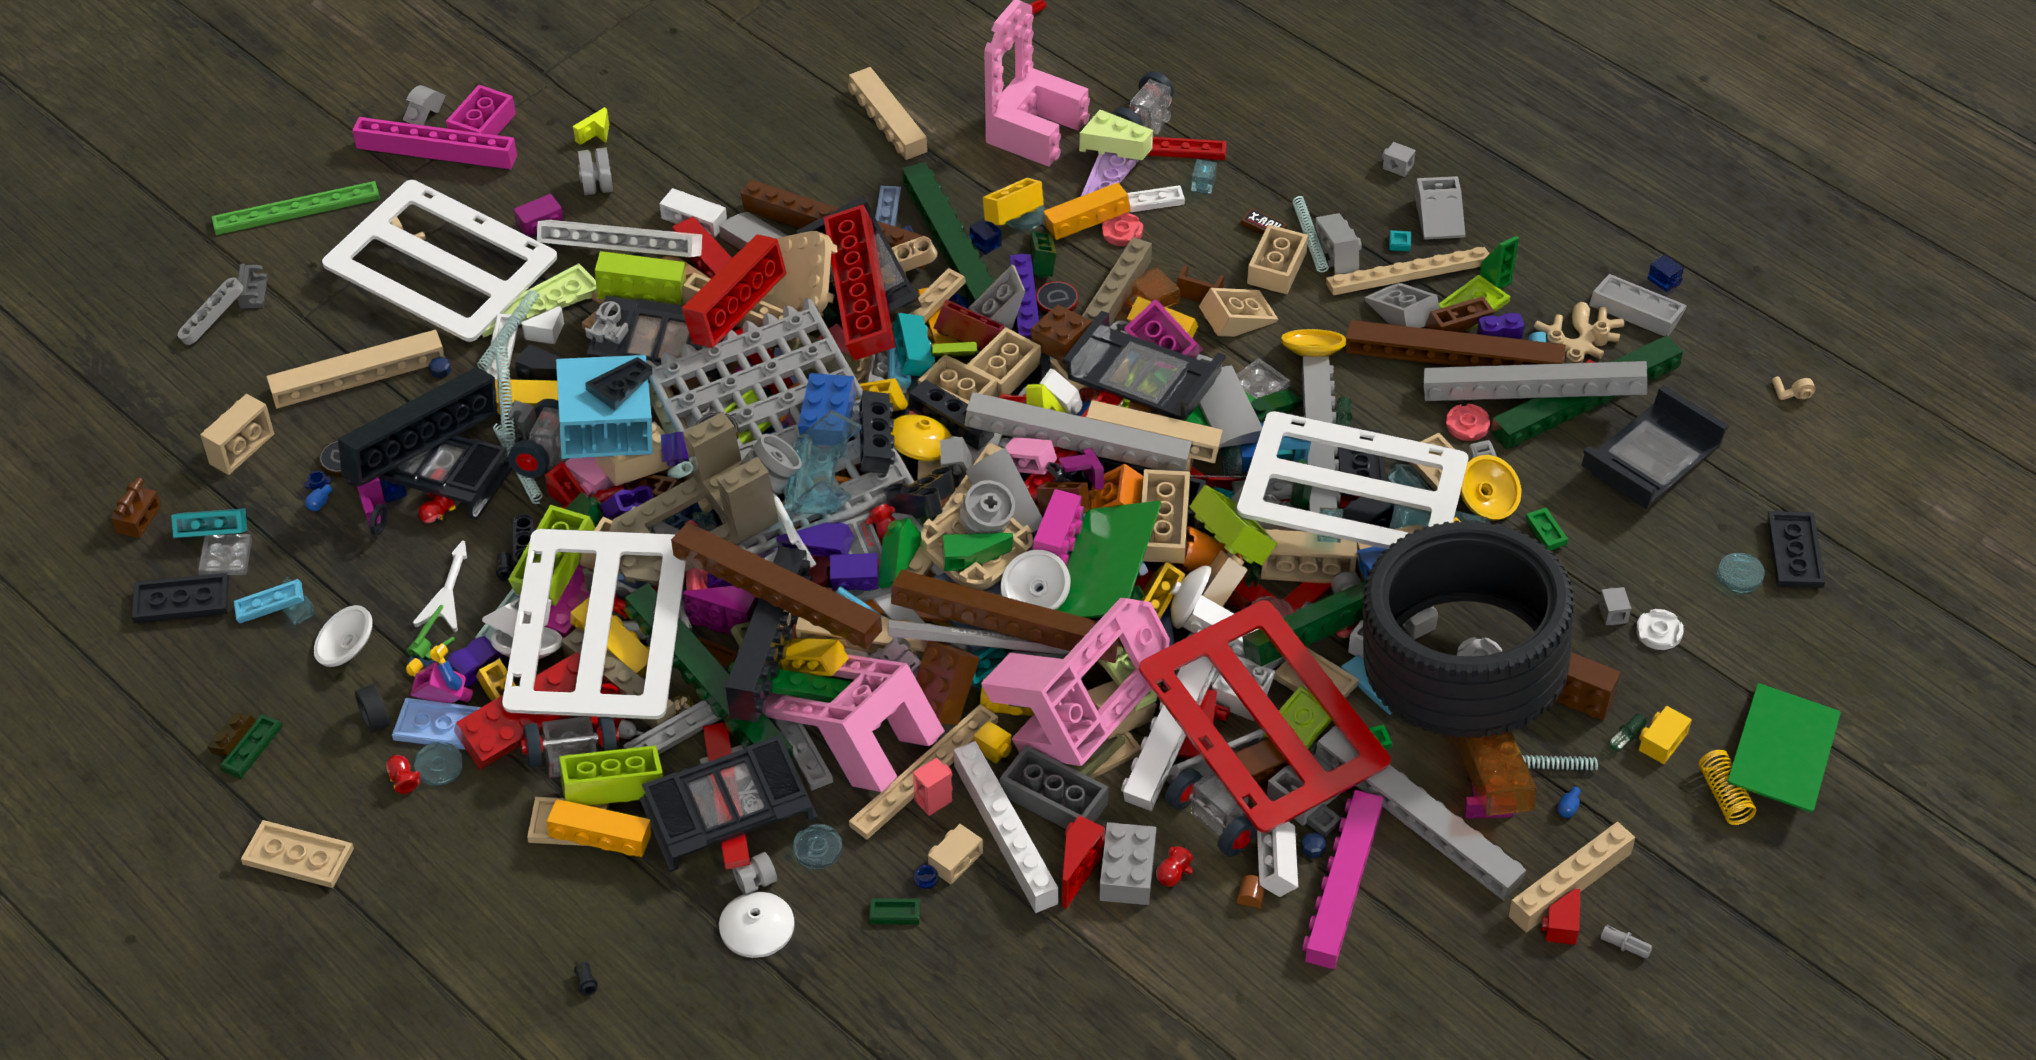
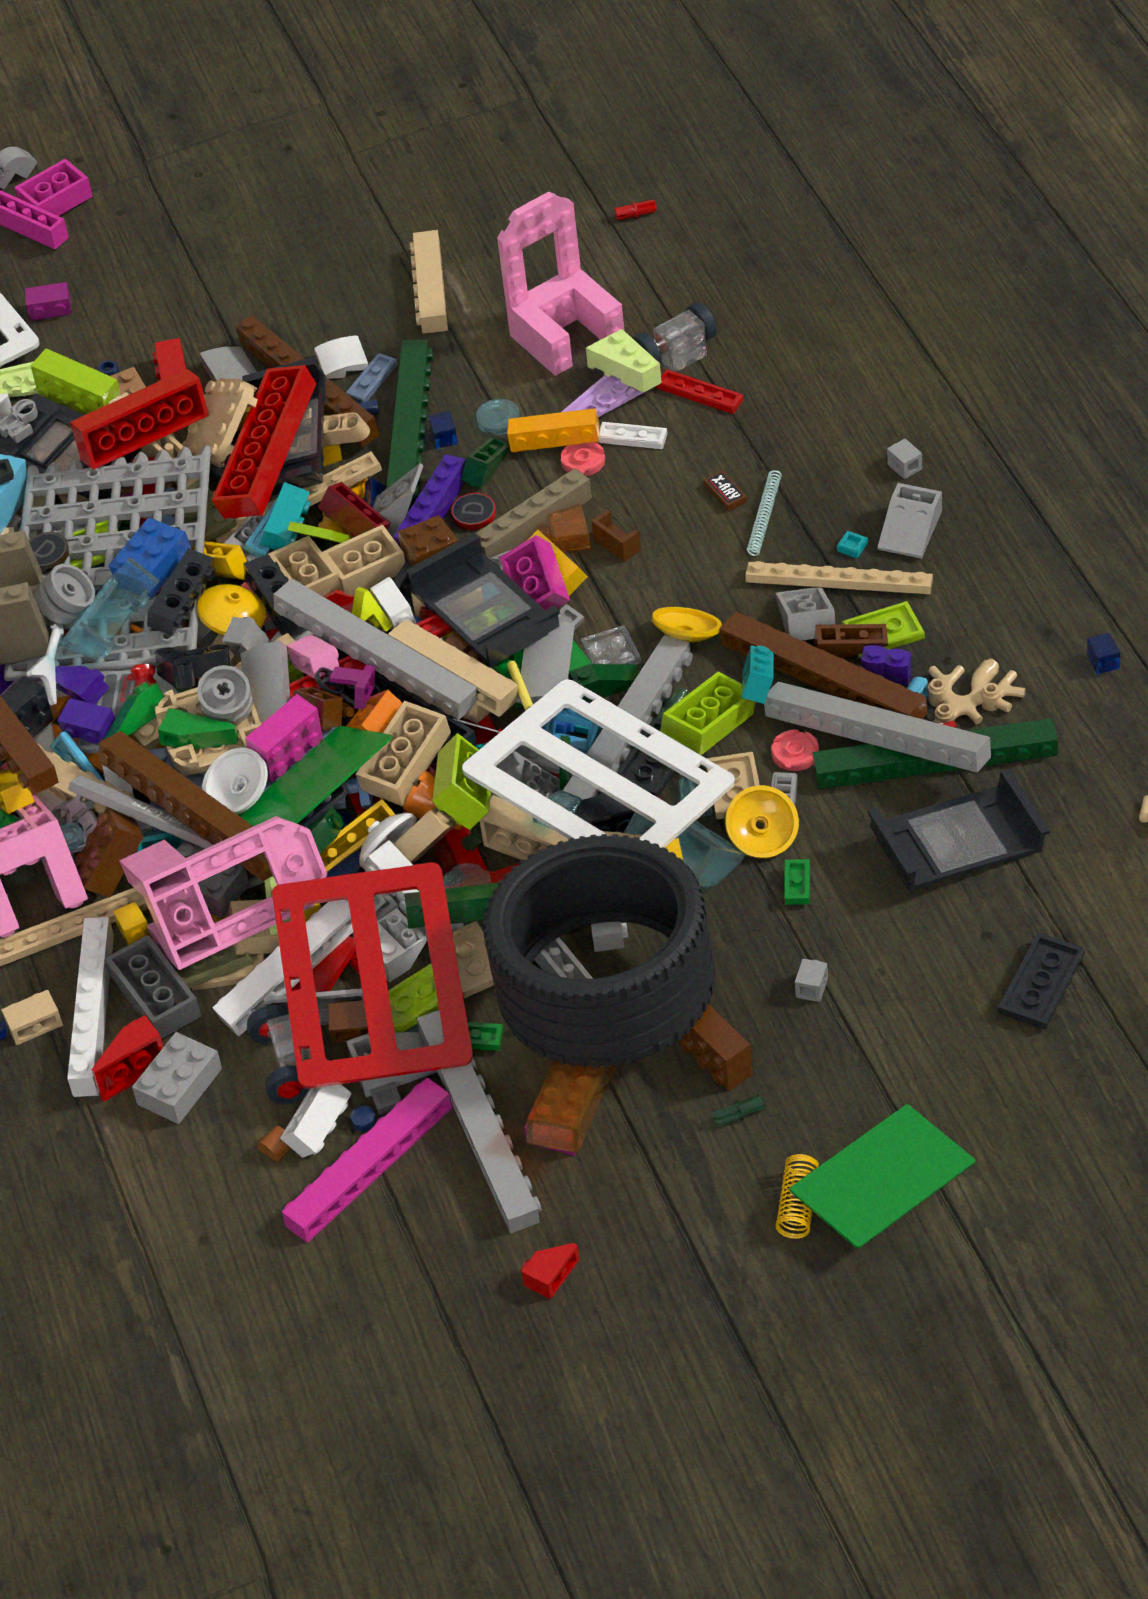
camera: 30 degrees right, 0 degrees up
(592, 126) = (153, 225): neon yellow slope -> none
(595, 171) = (119, 270): light grey wheel -> none
(619, 238) = (98, 342): white brick -> none
(680, 206) = (192, 334): white brick -> none
(848, 191) = (341, 356): none -> white slope
(932, 786) = (46, 947): coral brick -> none
(1013, 201) = (480, 401): yellow brick -> none
(1171, 868) = (216, 1095): red animal -> none
(1204, 176) = (694, 425): clear light blue brick -> none
(1228, 438) = (522, 690): none -> light yellow bar
(1236, 311) = (636, 571): tan slope -> none
(1277, 259) = (707, 529): tan brick -> none
(1339, 242) = (780, 529): light grey wedge -> none
(1388, 406) = (707, 713): none -> lime brick
(1412, 365) = (757, 674): none -> teal brick
(1500, 263) = (926, 595): green slope -> none
(1562, 761) = (643, 1115): light aqua piece -> none
(1569, 803) = (633, 1160): blue cylinder -> none
(1575, 872) = (586, 1229): tan brick -> none
(1626, 941) = (595, 1312): light grey axle -> none
(1637, 305) = (1053, 678): light grey slope -> none
(1659, 629) = (845, 1018): white tile -> none
(1664, 734) = (773, 1124): yellow brick -> none
(1741, 572) = (969, 986): clear light blue tile -> none

